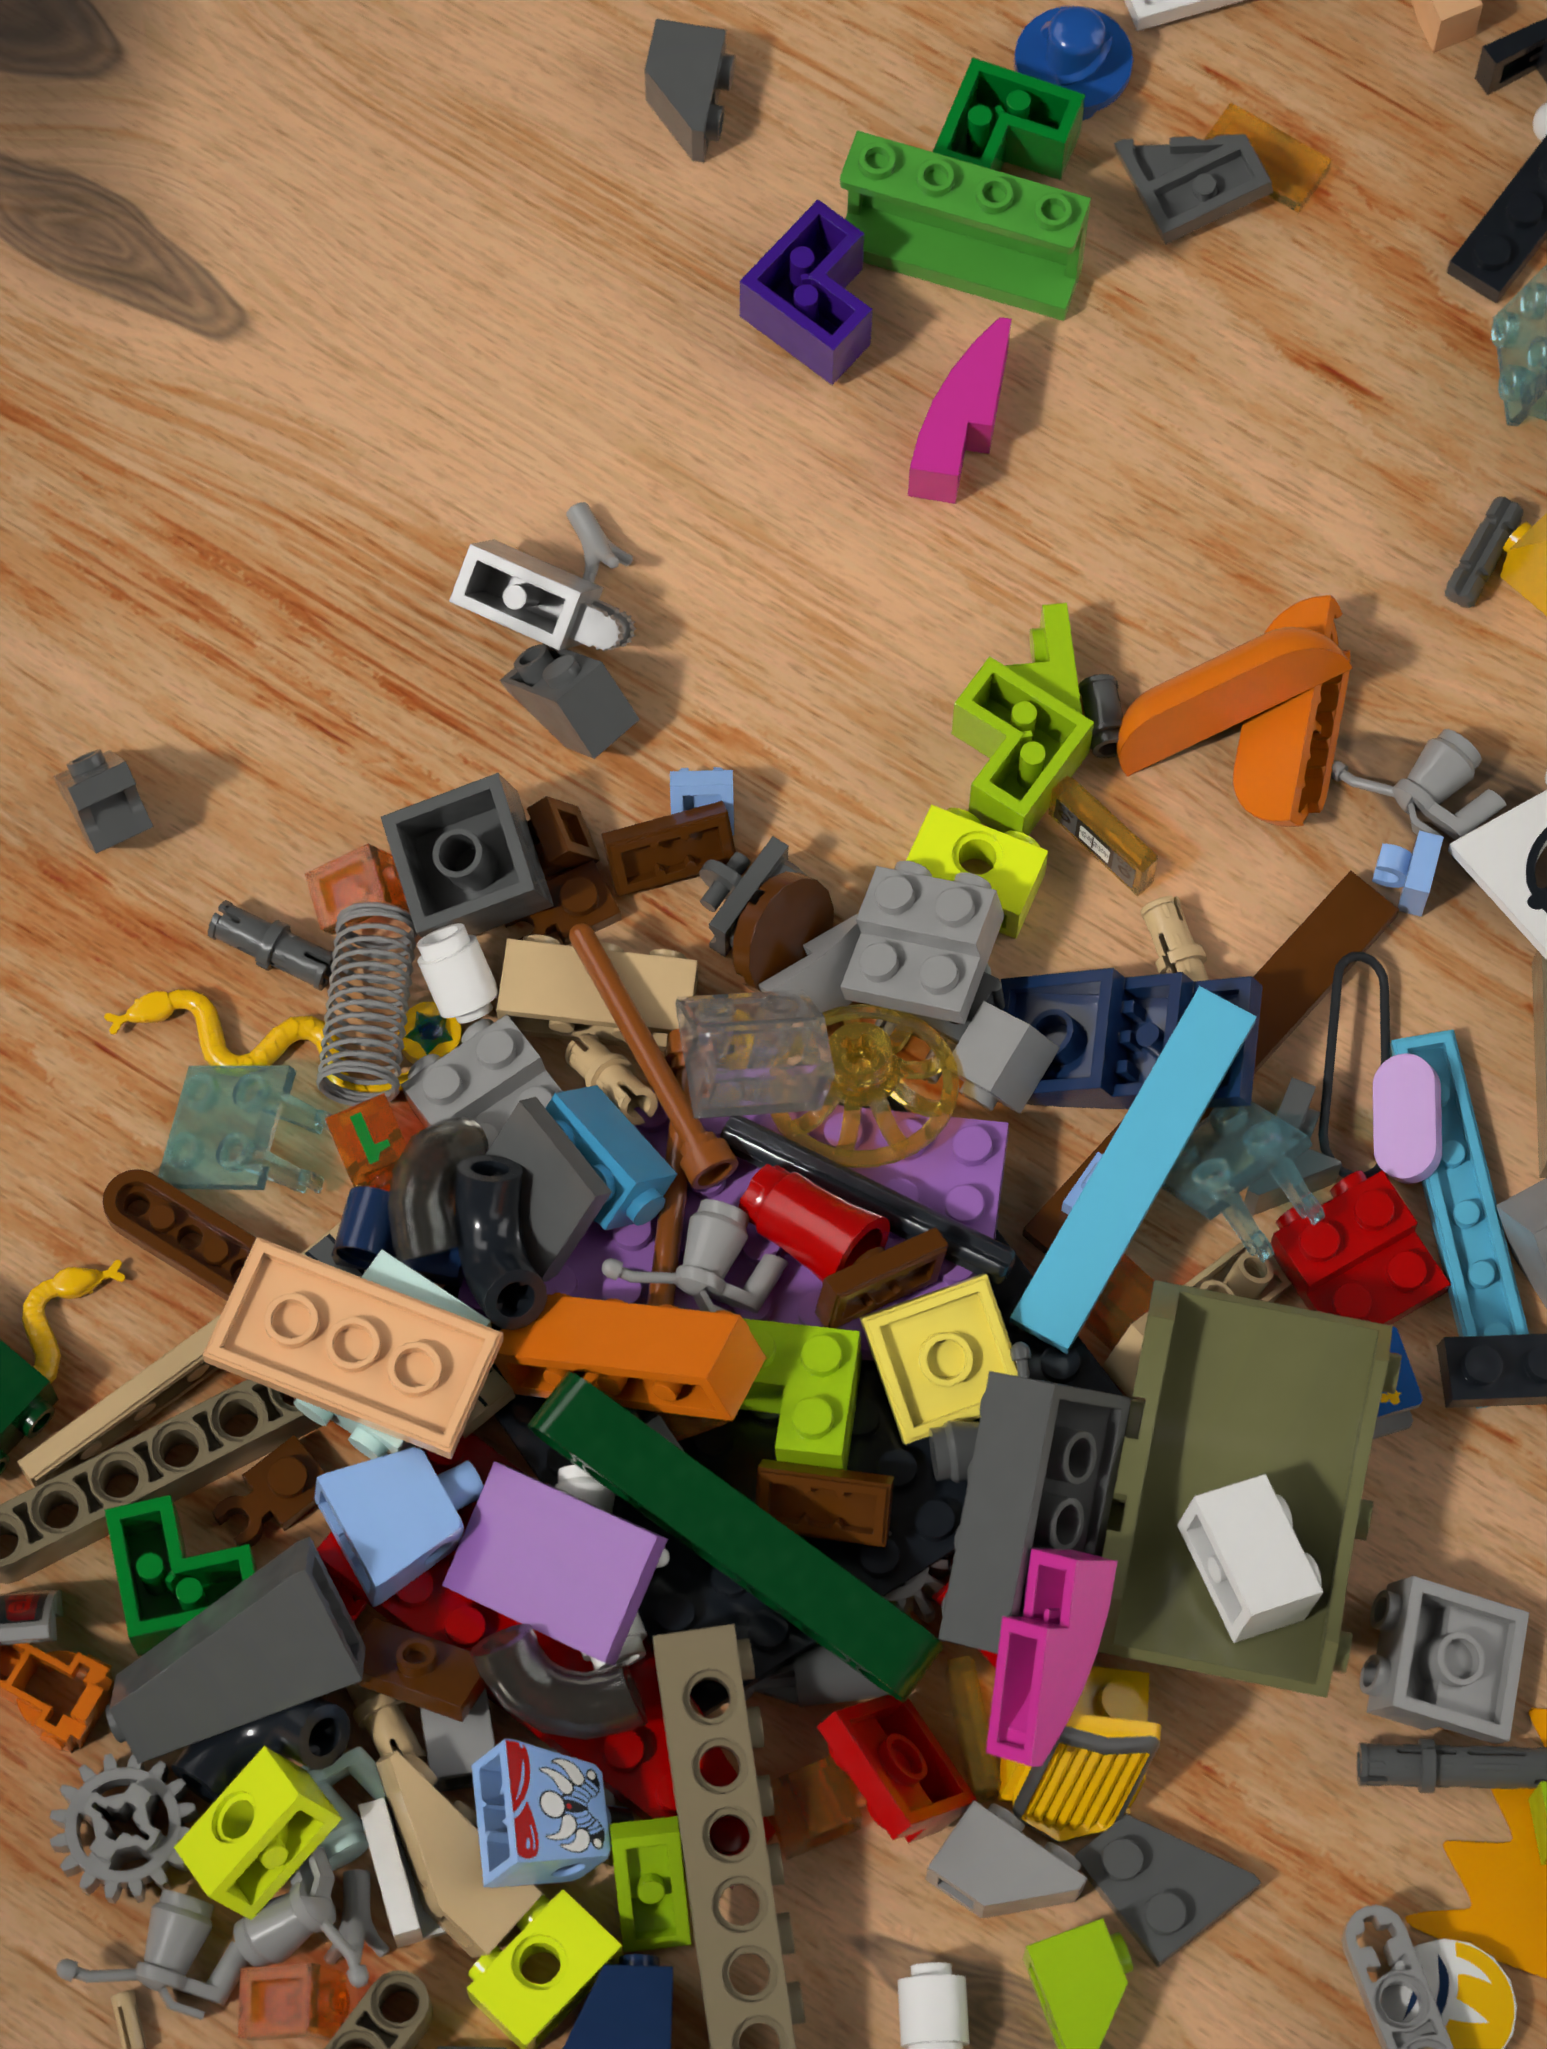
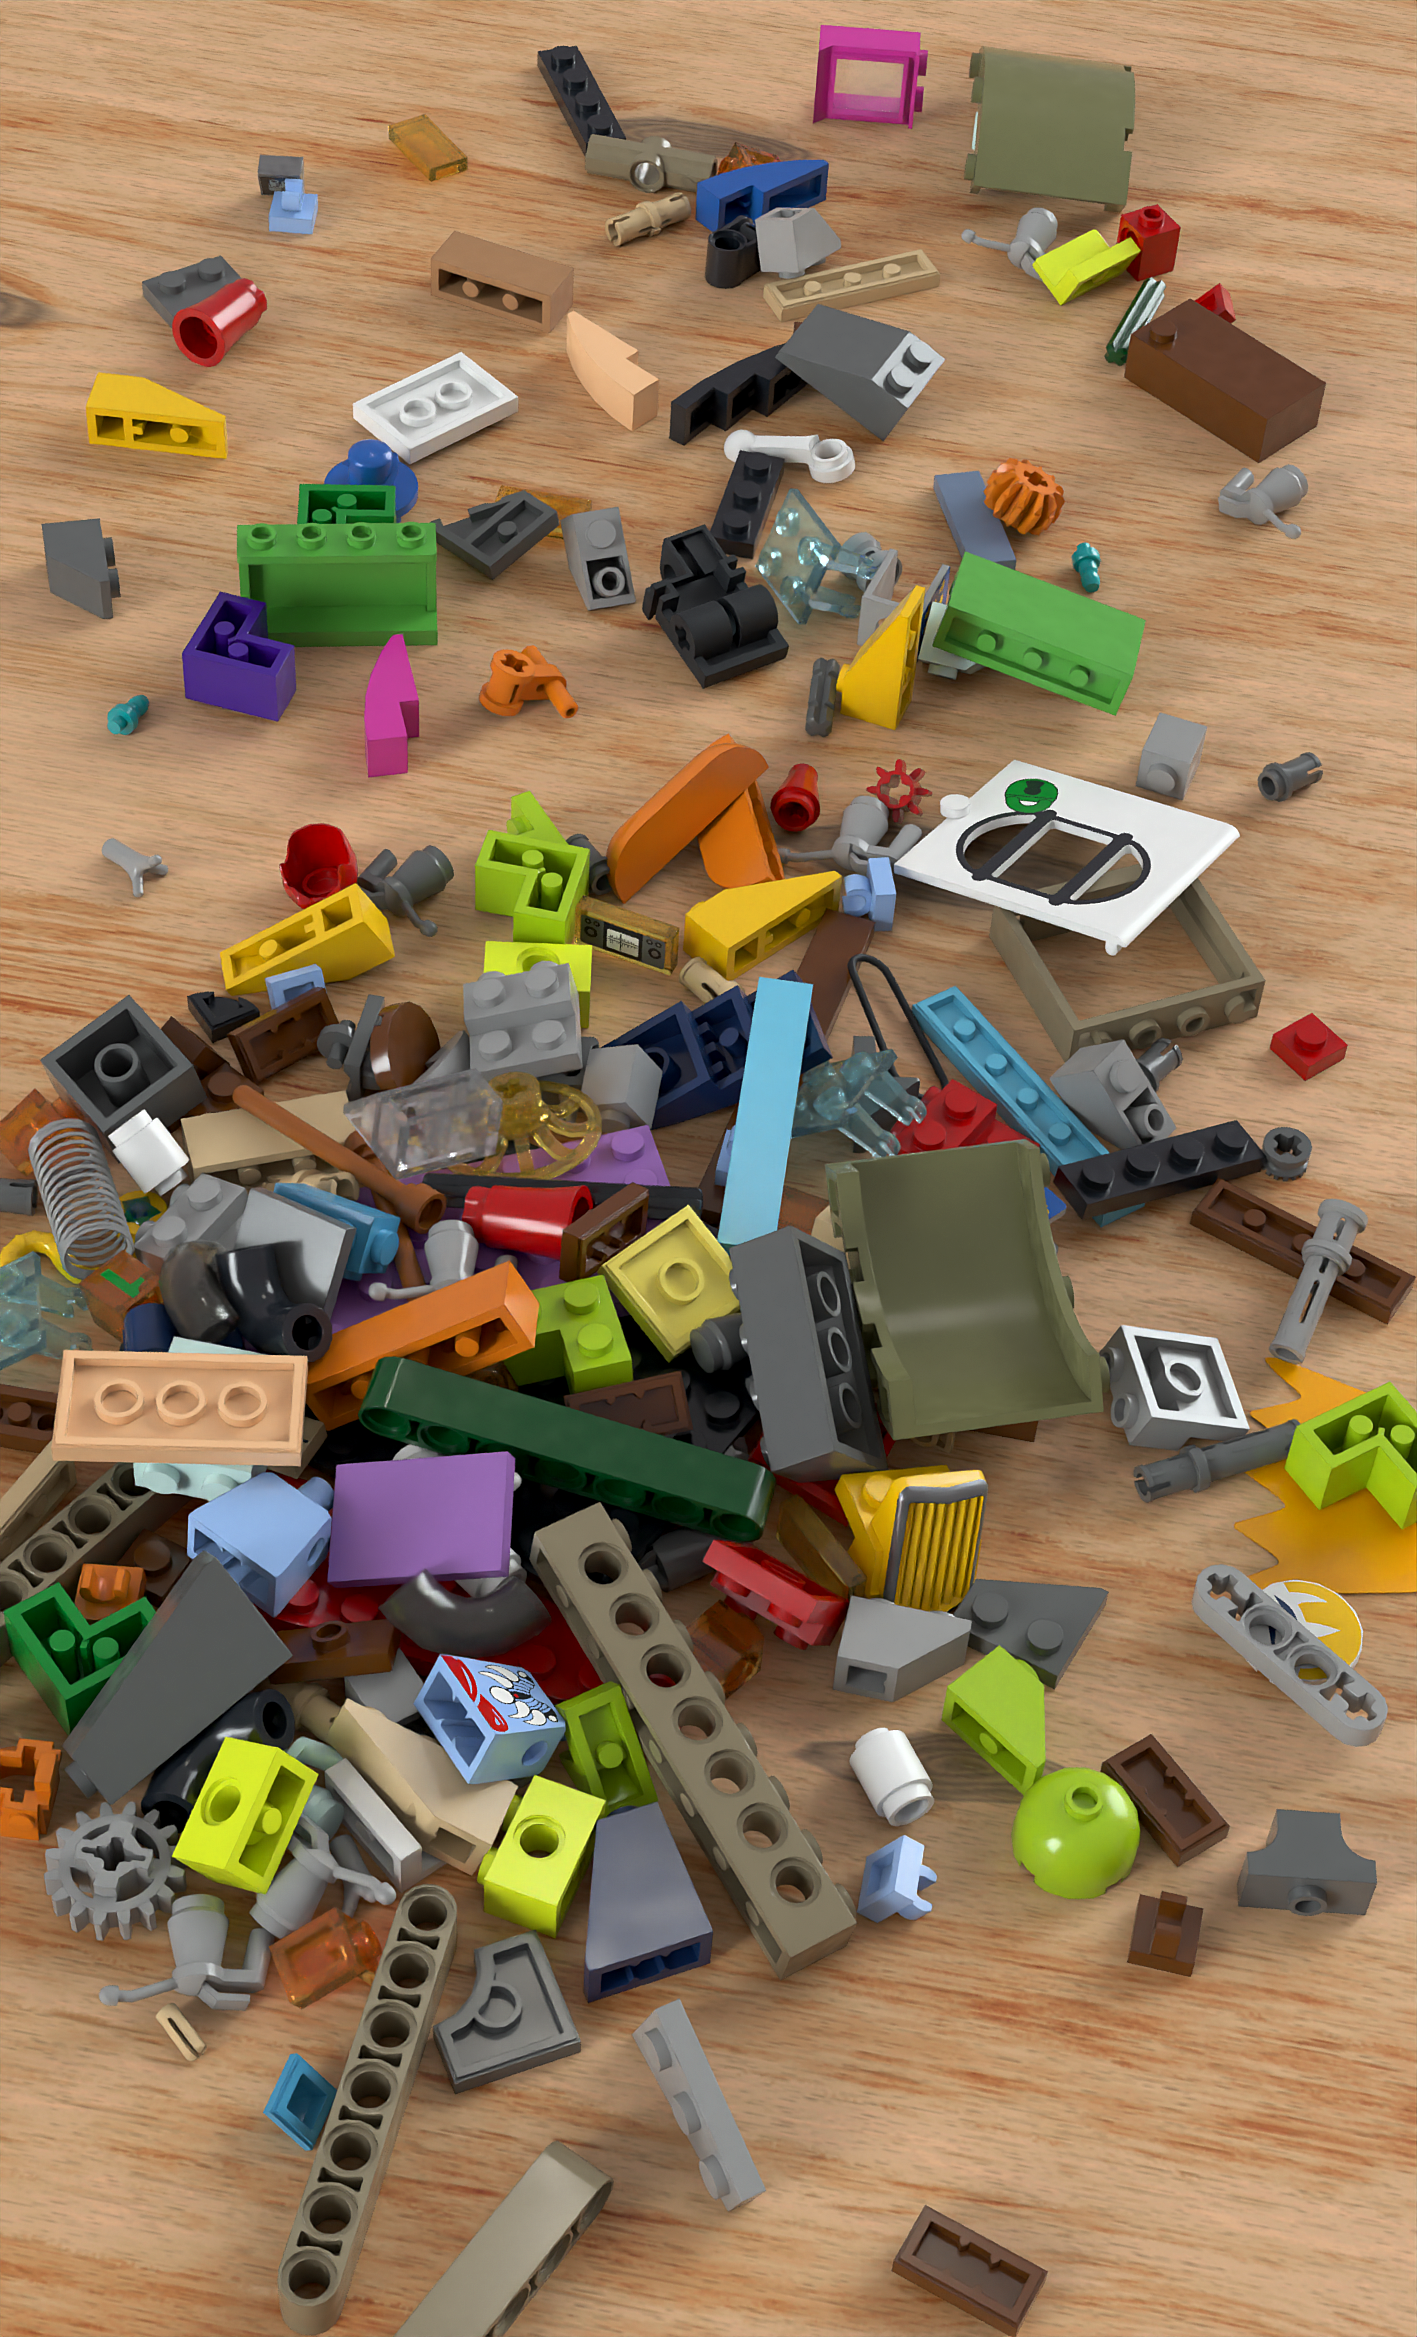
camera: 25 degrees left, 20 degrees down
(225, 1511) = (108, 1589): none -> orange tile
(538, 599) = (106, 898): light grey hinge -> none
(571, 698) = (160, 957): dark grey slope -> none
(617, 788) = (220, 1014): none -> black tile
(660, 325) = (125, 717): none -> teal piece
(755, 735) = (337, 934): none -> yellow slope
(790, 630) = (317, 864): none -> red hair
(897, 676) = (417, 878): none -> dark grey piece
(1048, 1652) = (870, 1433): dark pink slope -> none
(1124, 417) = (524, 678): none -> orange piece
(1251, 1557) = (993, 1334): white brick -> none
(1254, 865) = (757, 920): none -> yellow slope
(1299, 260) = (598, 558): none -> light grey slope
(1385, 700) = (797, 799): none -> red cone
(1398, 388) = (711, 611): none -> black plate
(1407, 1118) = (952, 1043): lavender tile -> none
(1522, 727) = (891, 780): none -> red gear

